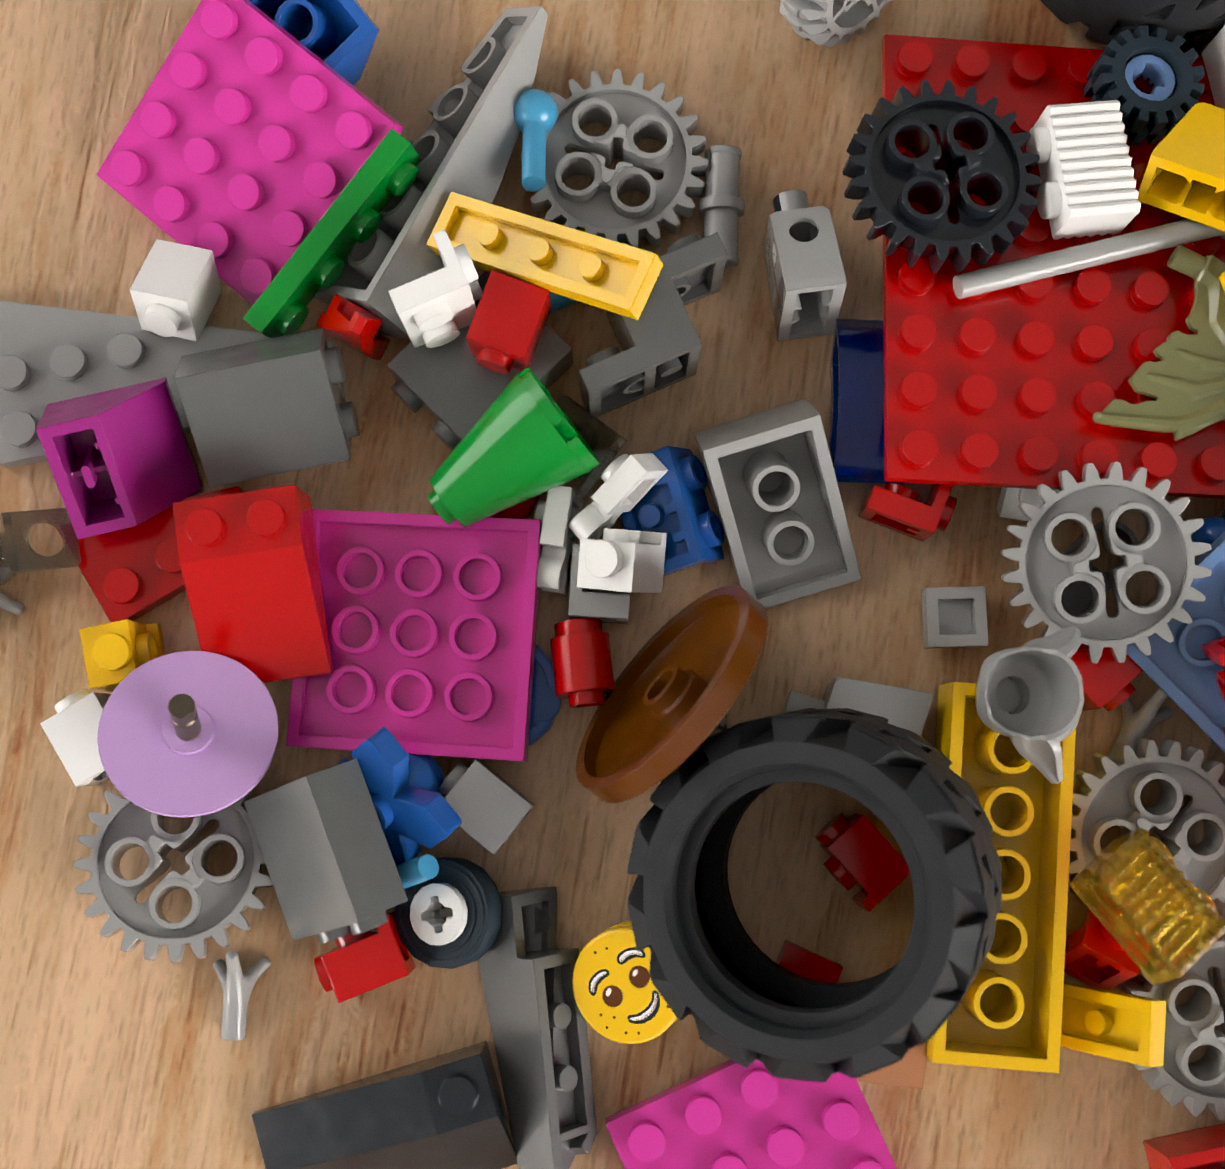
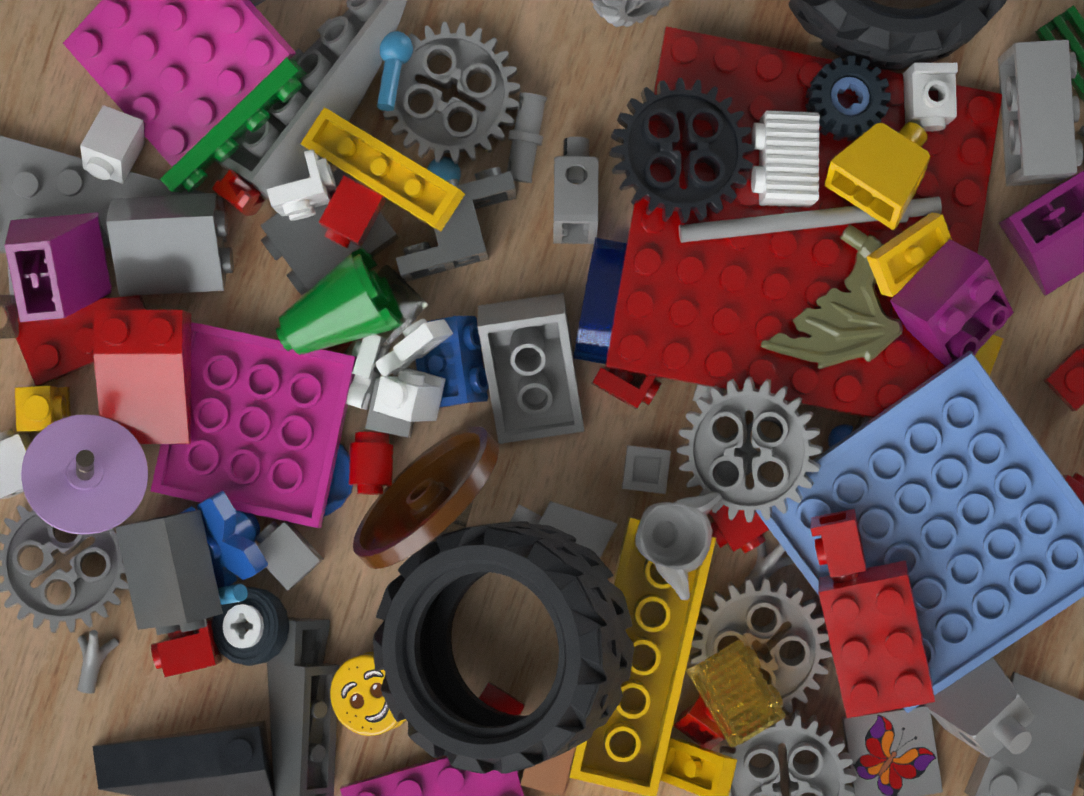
camera: 10 degrees right, 5 degrees up
(861, 859) = (541, 632): red brick -> none

